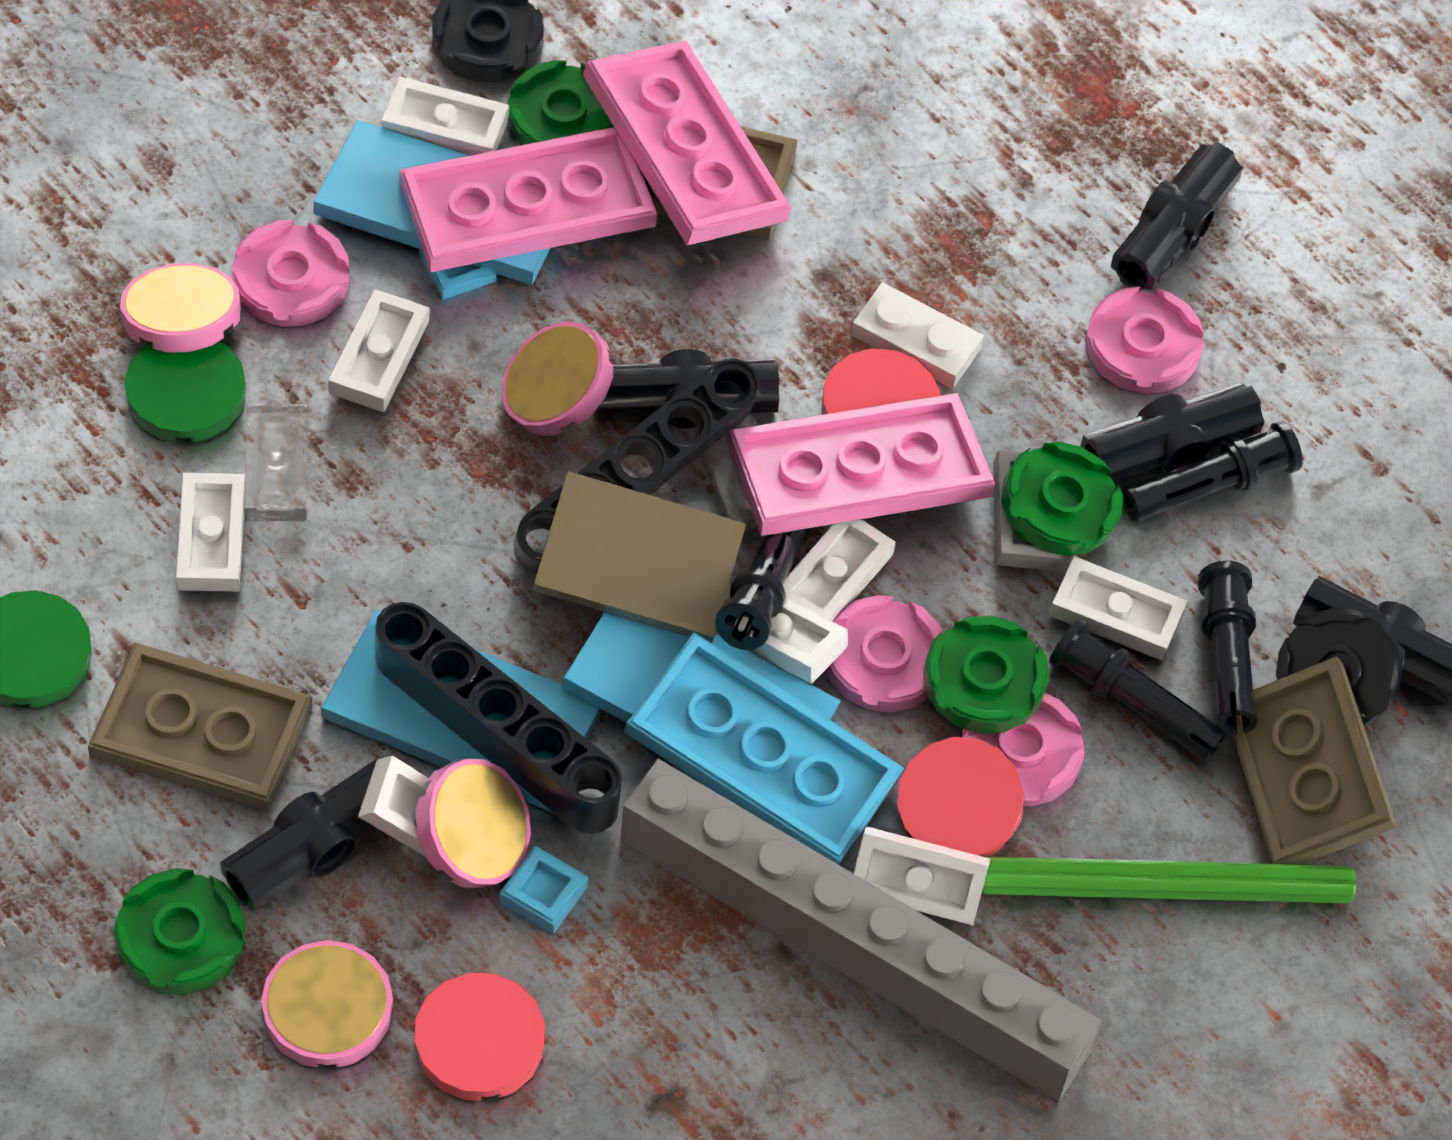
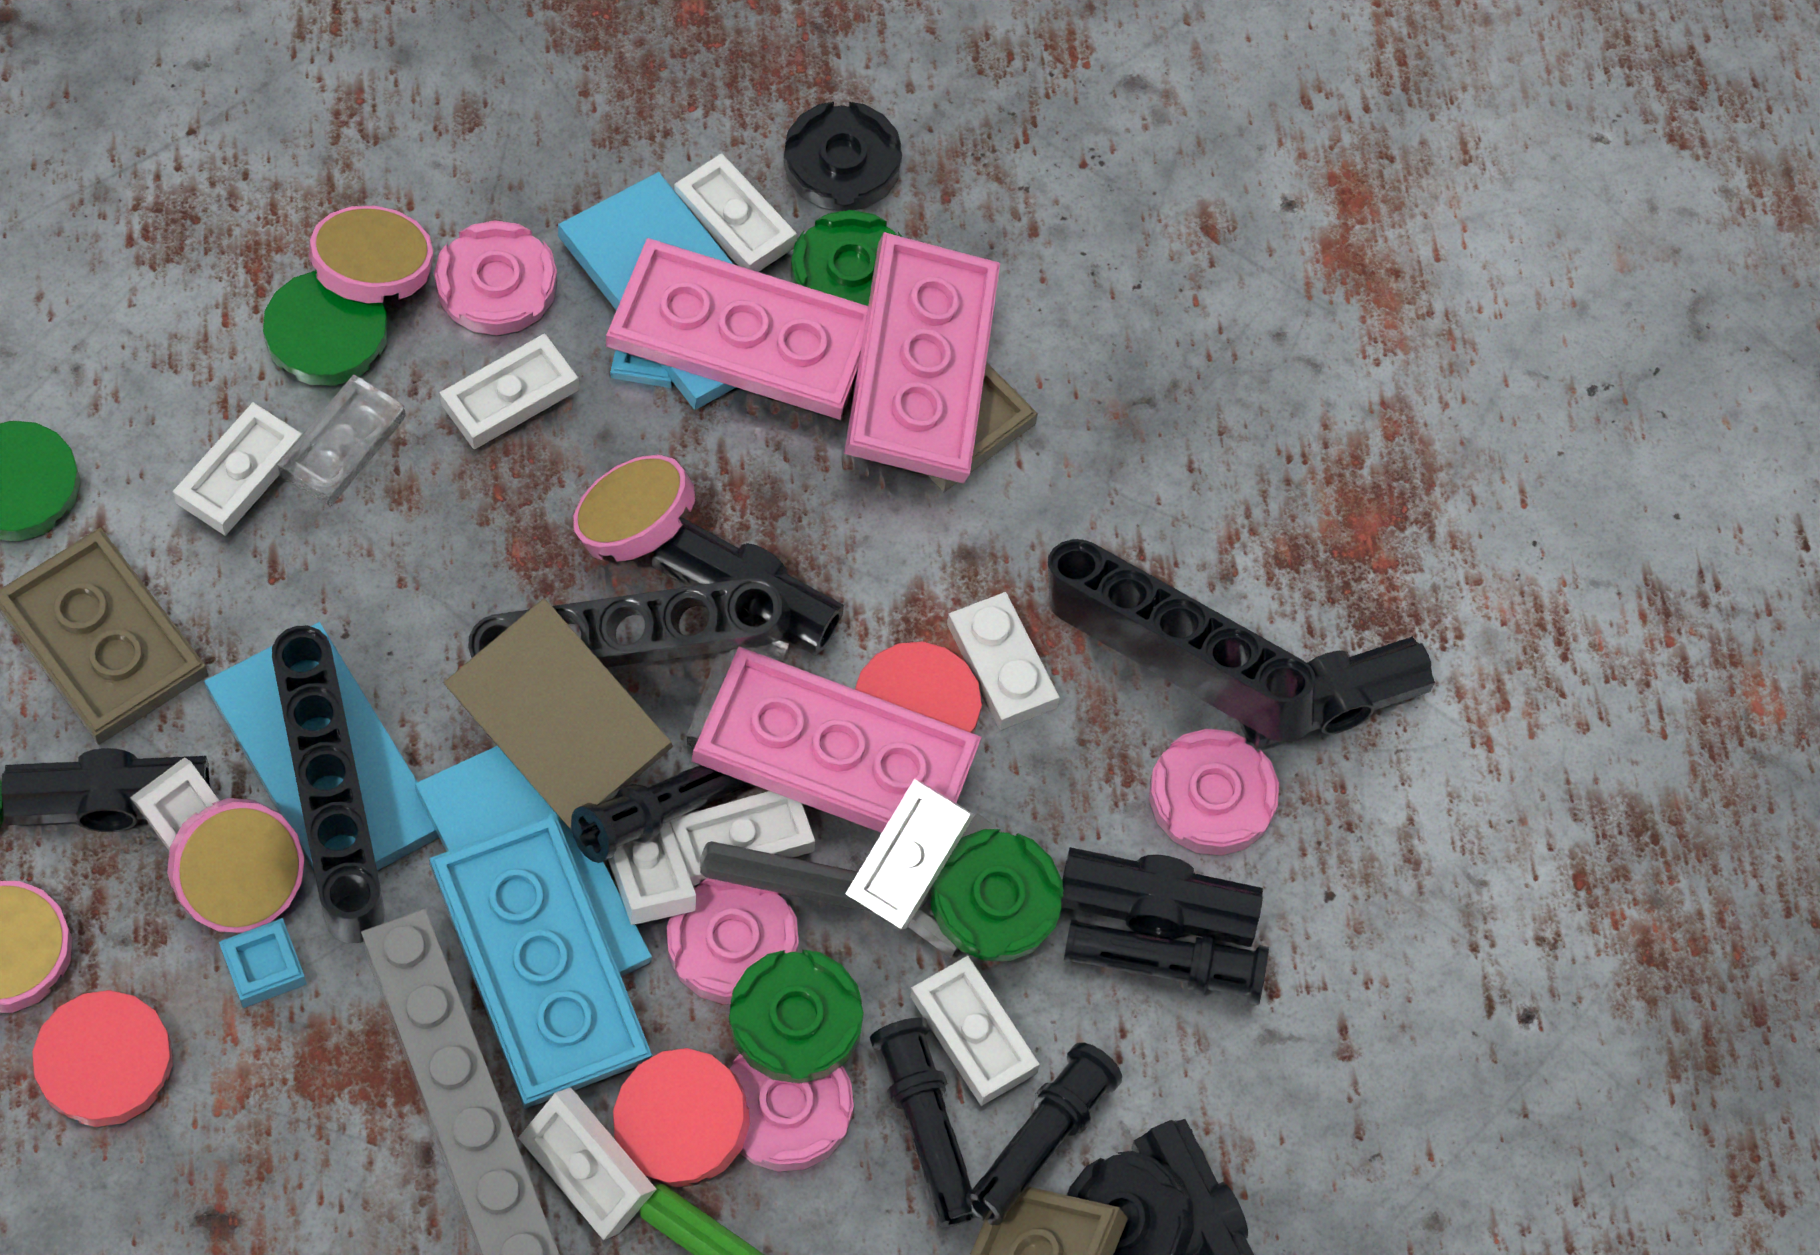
camera: 35 degrees right, 5 degrees up
(903, 575) = (778, 874): none -> dark grey axle
(986, 501) = (910, 854): none -> white plate
(1049, 235) = (1182, 640): none -> black beam

